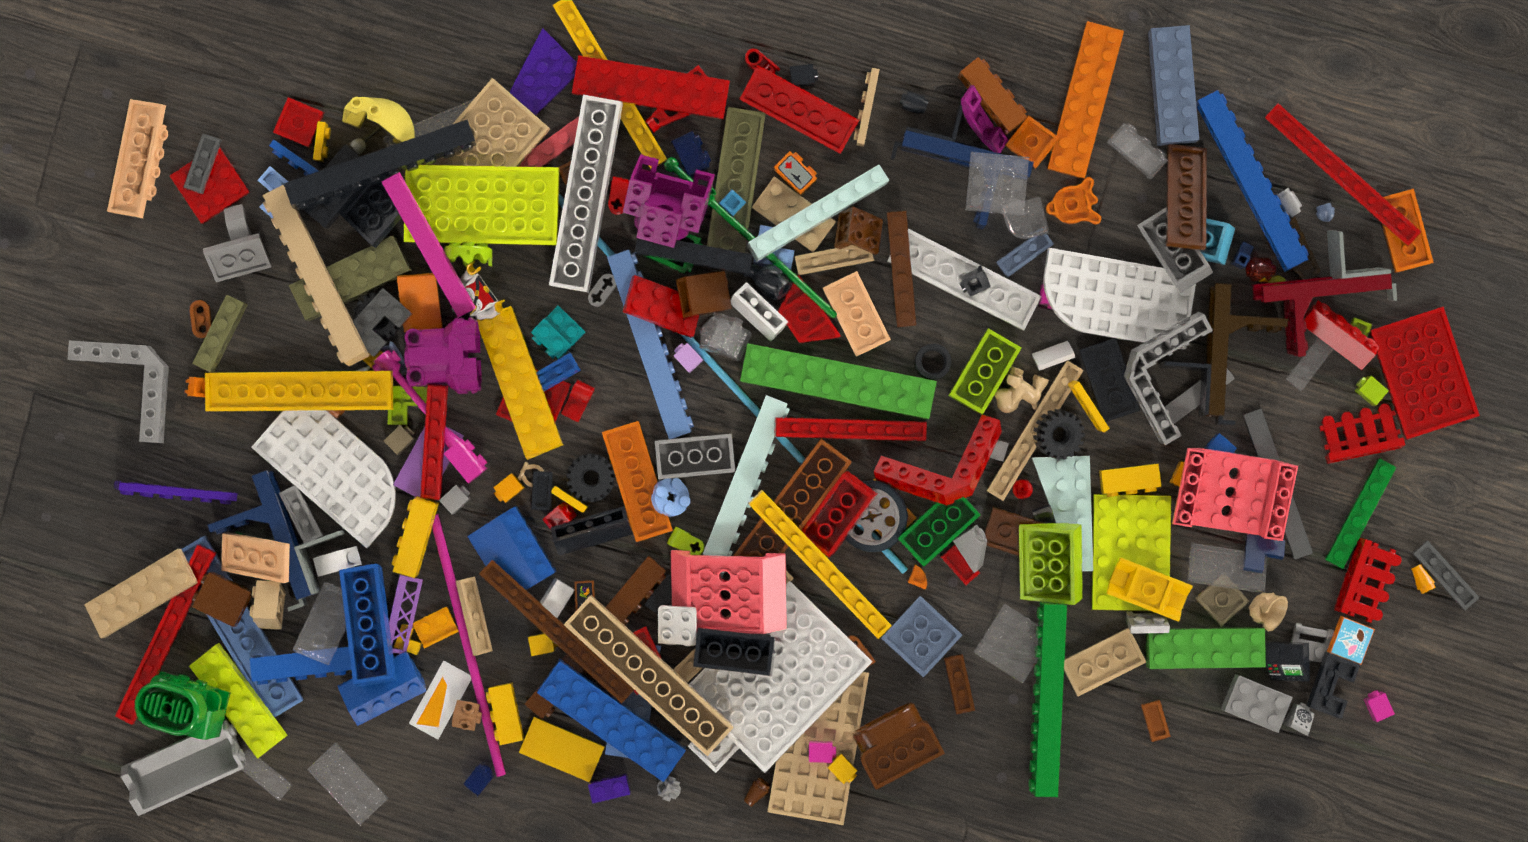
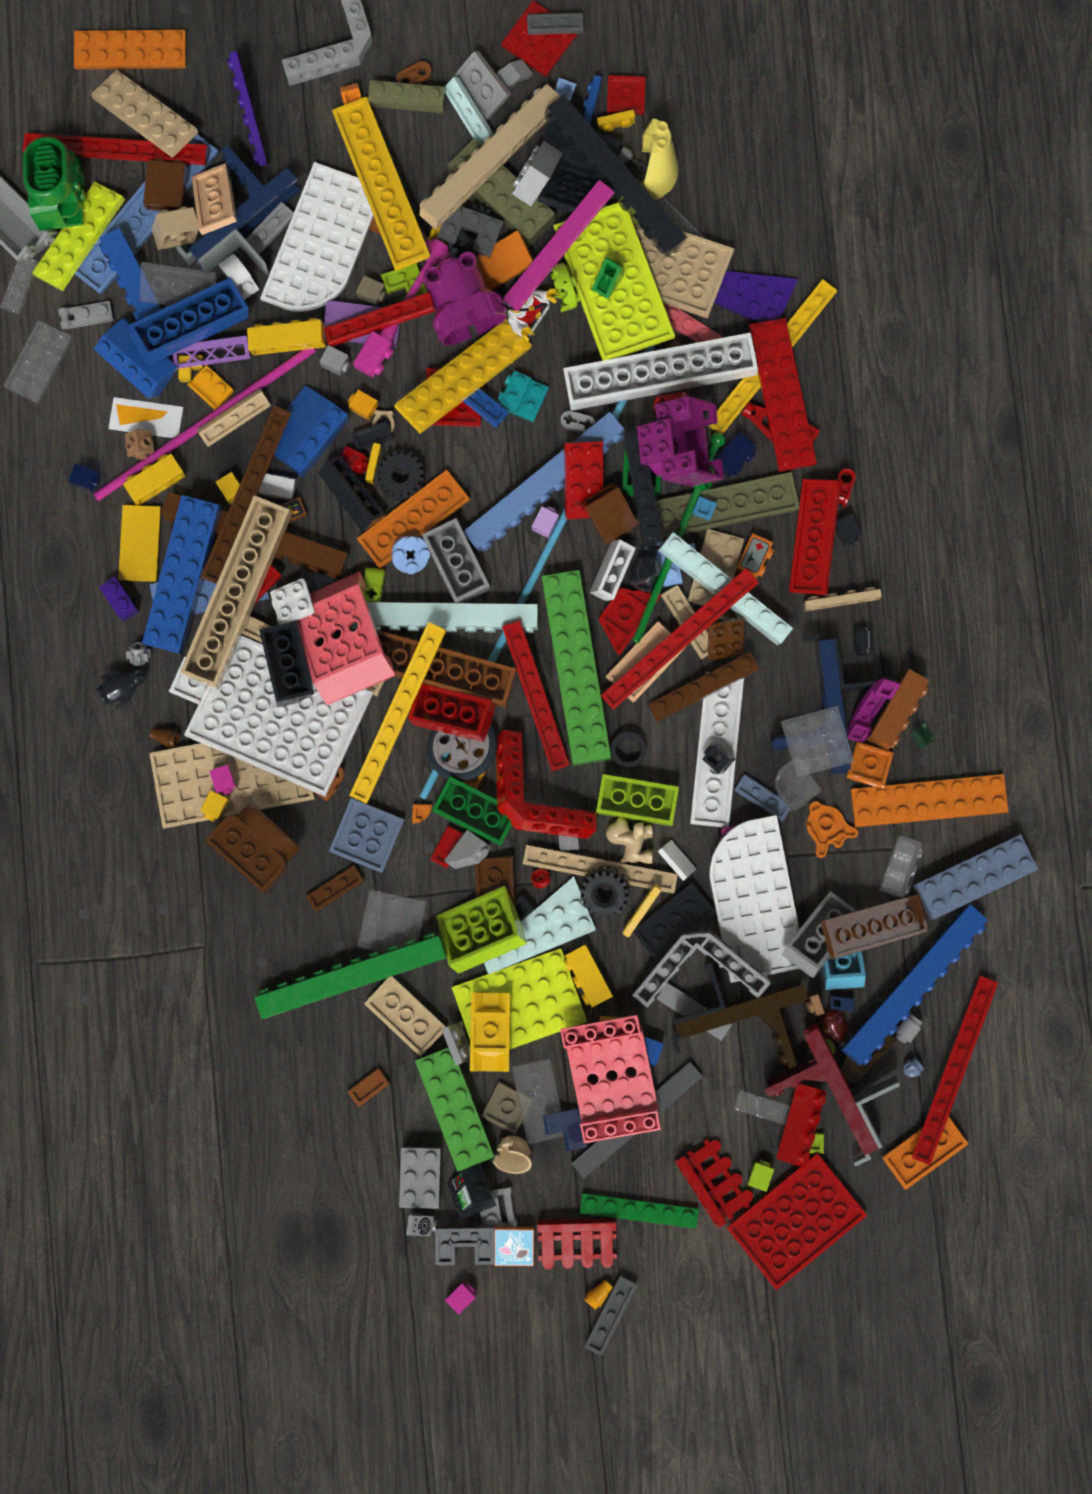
camera: 75 degrees right, 5 degrees down
(68, 584) = (130, 49): none -> orange plate
(259, 279) = (468, 110): none -> light aqua plate
(318, 720) = (86, 315): none -> light grey plate
(348, 238) = (536, 172): none -> light grey brick
(479, 209) = (608, 278): none -> green slope
(578, 400) = (471, 438): red plate -> none
(694, 817) = (120, 686): none -> black animal
(724, 336) = (577, 548): clear piece -> none
(850, 273) = (679, 638): none -> red plate
(1024, 82) = (922, 737): none -> clear green plate
(1236, 280) = (814, 1005): none -> medium nougat plate

